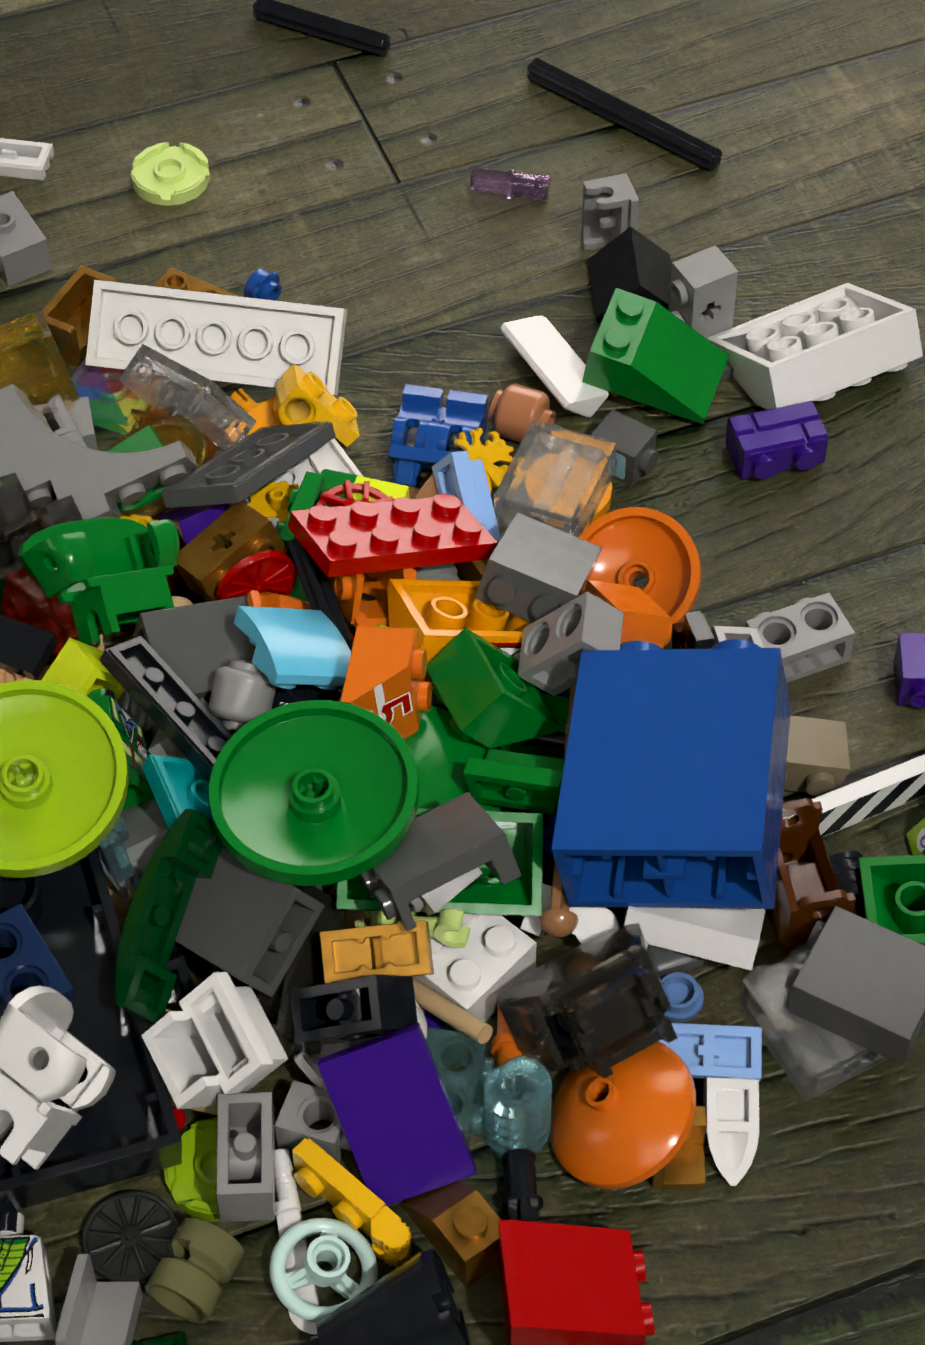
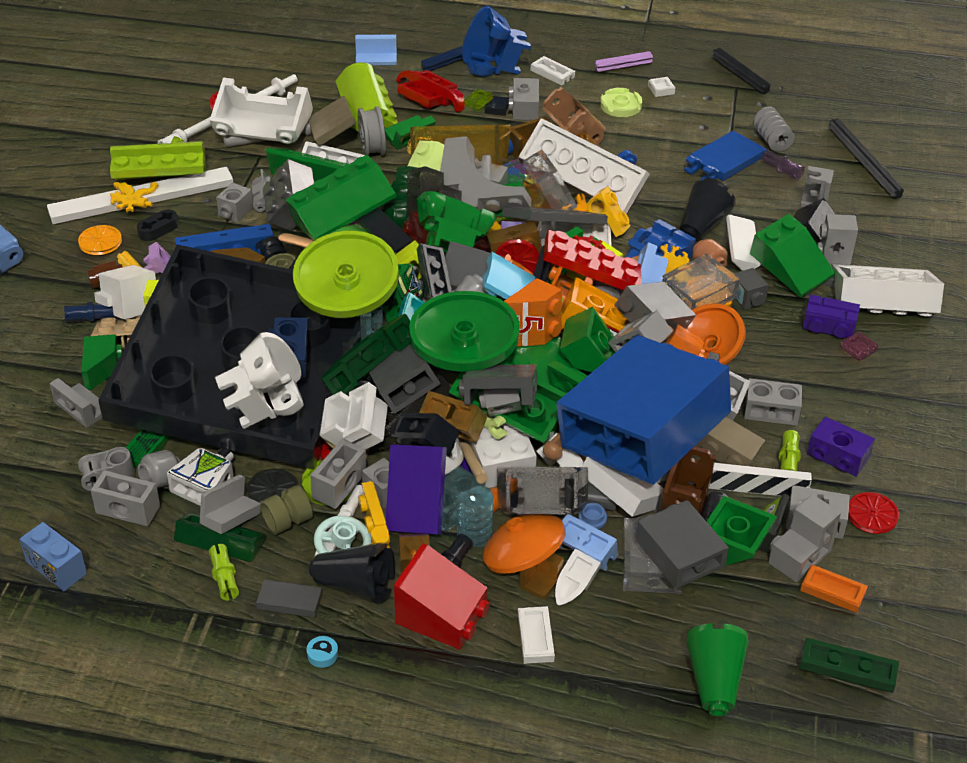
camera: 30 degrees right, 10 degrees down
(119, 89) = (623, 61): none -> lavender axle
(136, 248) = (579, 122): none -> medium nougat piece
(215, 113) = (661, 86): none -> white tile
(411, 208) = (725, 156): none -> blue tile
(456, 123) = (773, 129): none -> light grey piece
(460, 328) = (706, 207): none -> black cone
(740, 1261) = (535, 635): none -> white tile
(844, 471) = (859, 346): none -> clear pink tile
(881, 722) = (790, 453): none -> lime pin

